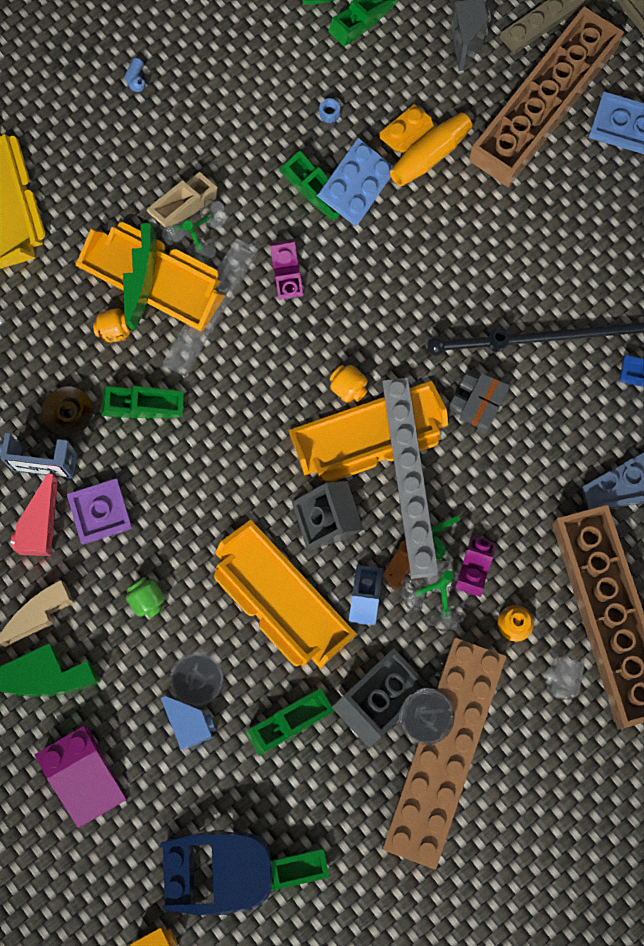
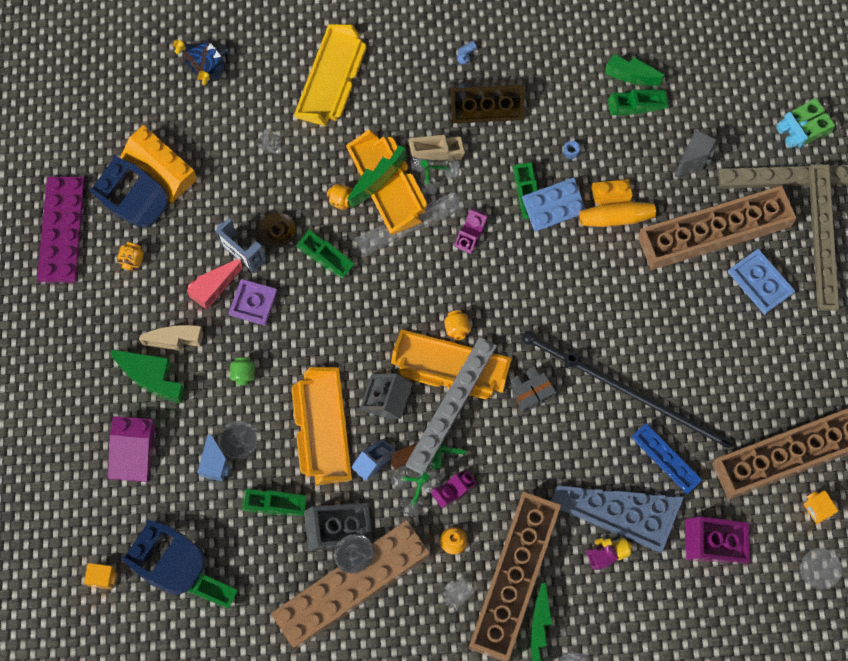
camera: 35 degrees right, 5 degrees down
(199, 114) = (487, 101): none -> dark brown slope

